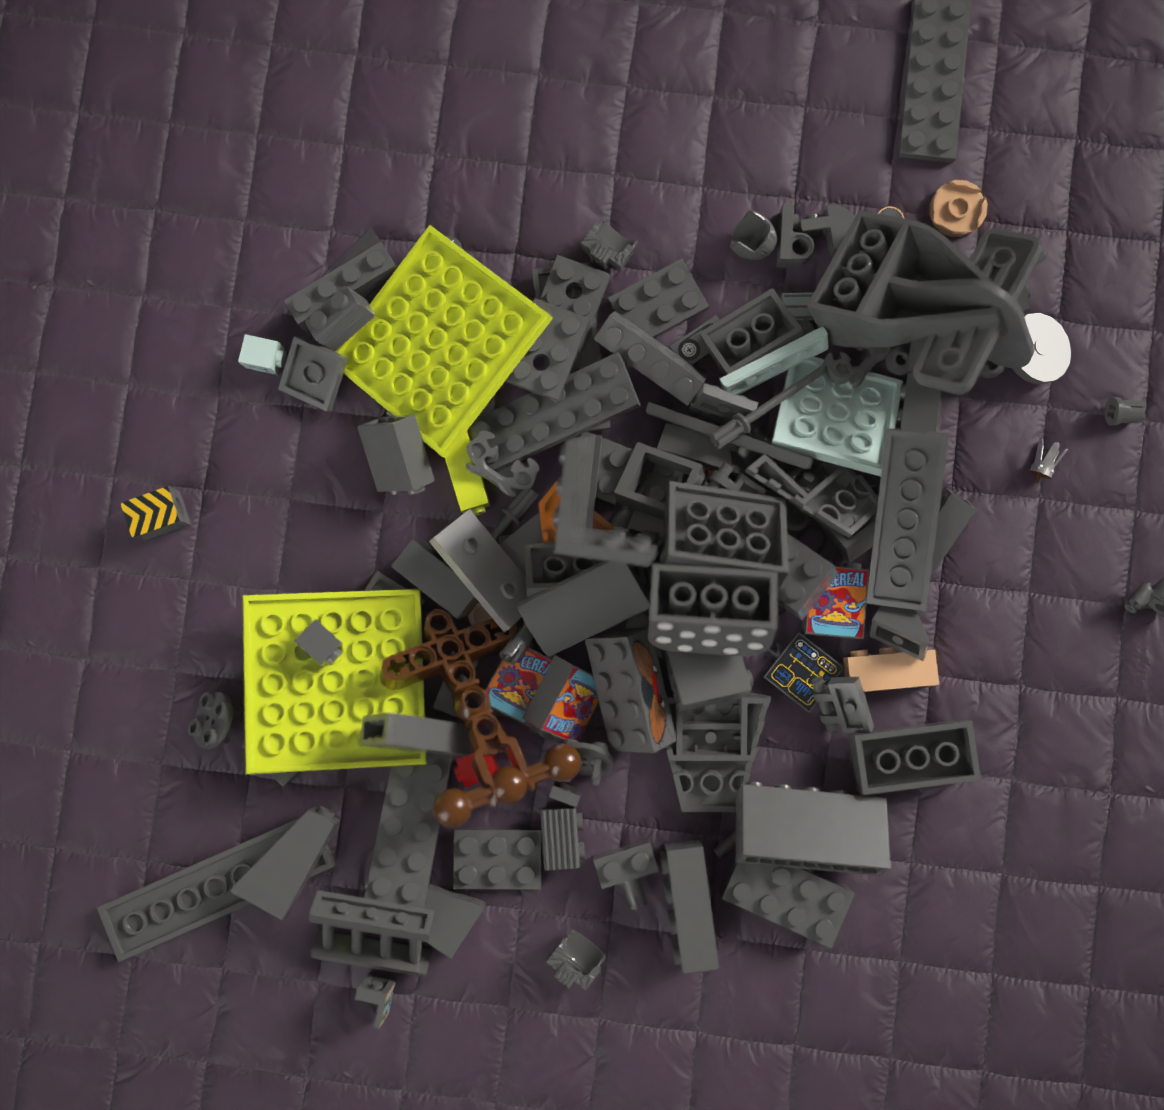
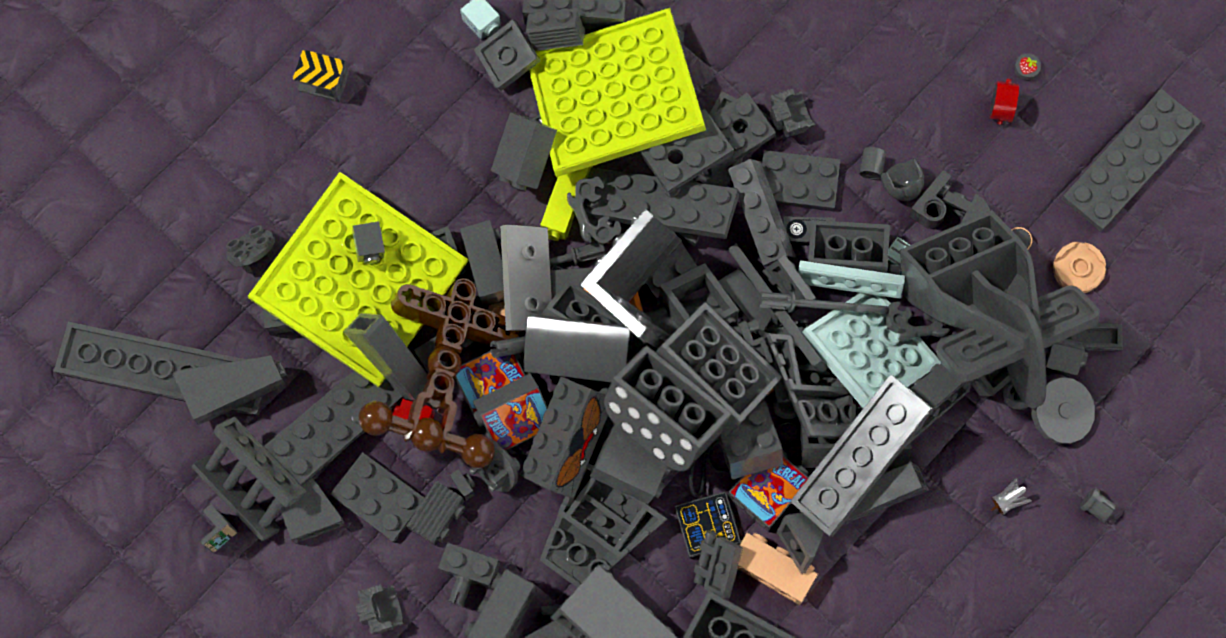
camera: 30 degrees right, 10 degrees down
(713, 241) = (872, 163): none -> dark grey beam
(784, 55) = (1027, 66): none -> dark grey tile
(790, 101) = (1004, 101): none -> red piece

